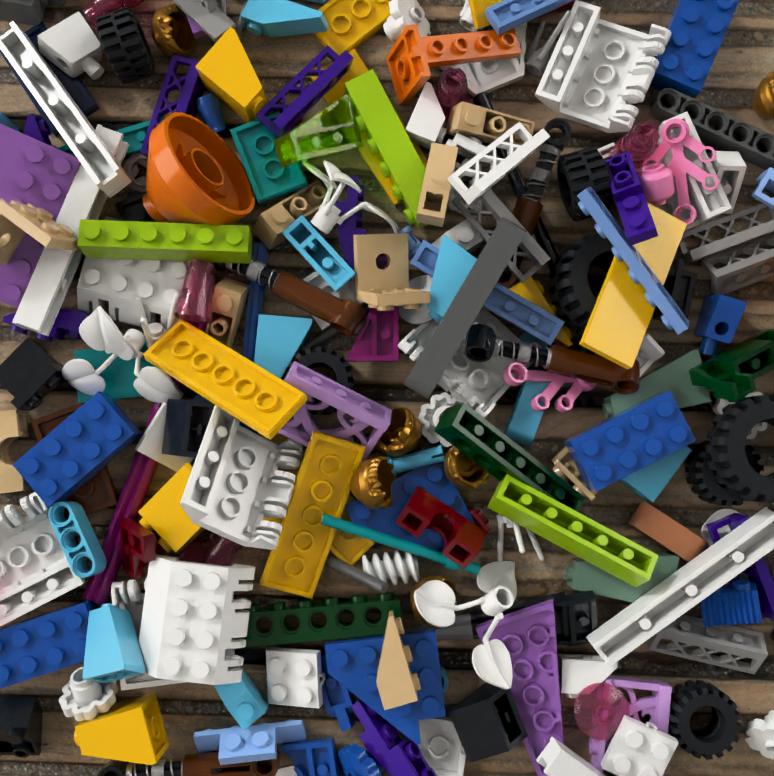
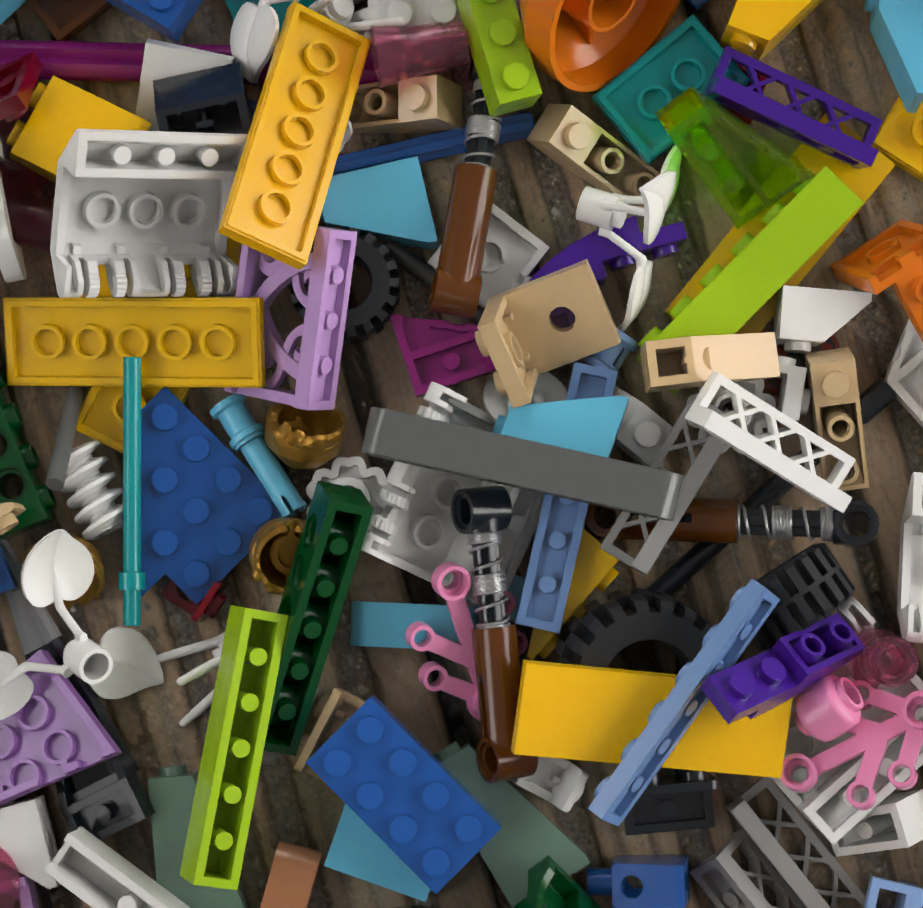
camera: 75 degrees right, 0 degrees up
(318, 253) = (542, 216): medium azure slope -> none
(373, 483) = (210, 417): pearl gold hair -> none
(451, 89) = (857, 336): clear pink plant -> none
(460, 535) = (175, 575): dark red arch -> none

